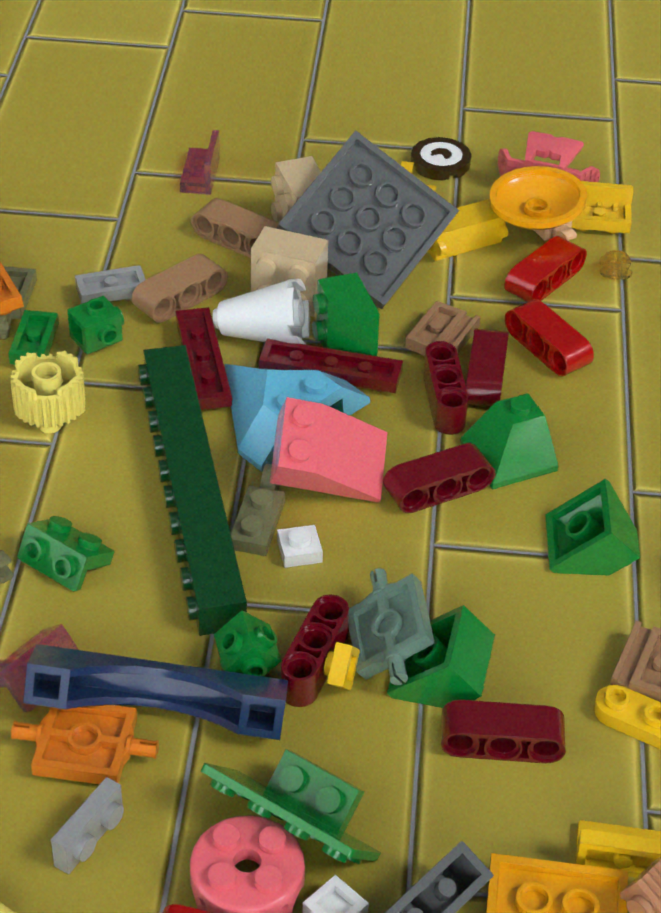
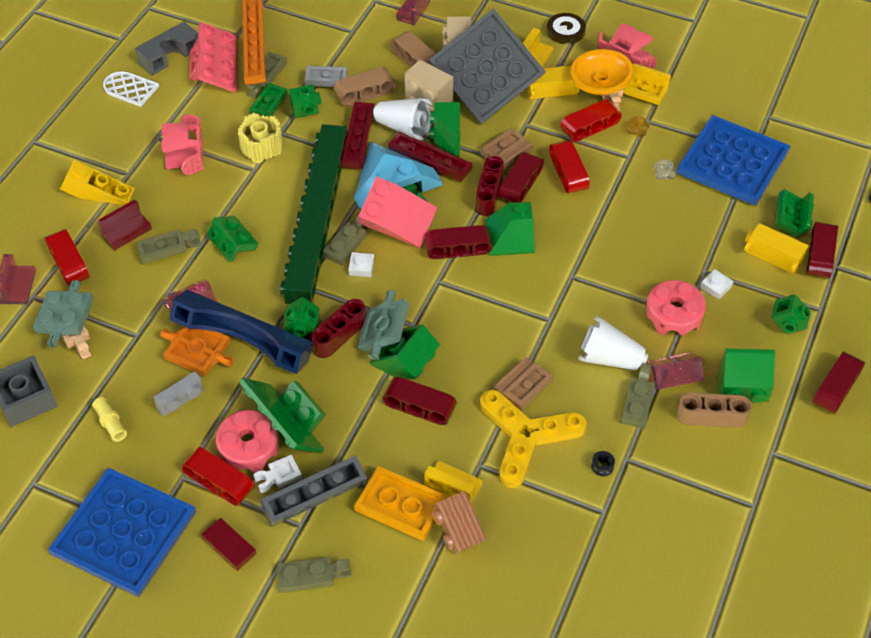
camera: 20 degrees right, 10 degrees up
(341, 665) = (347, 341): yellow plate -> none
(591, 534) = (528, 298): green slope -> none

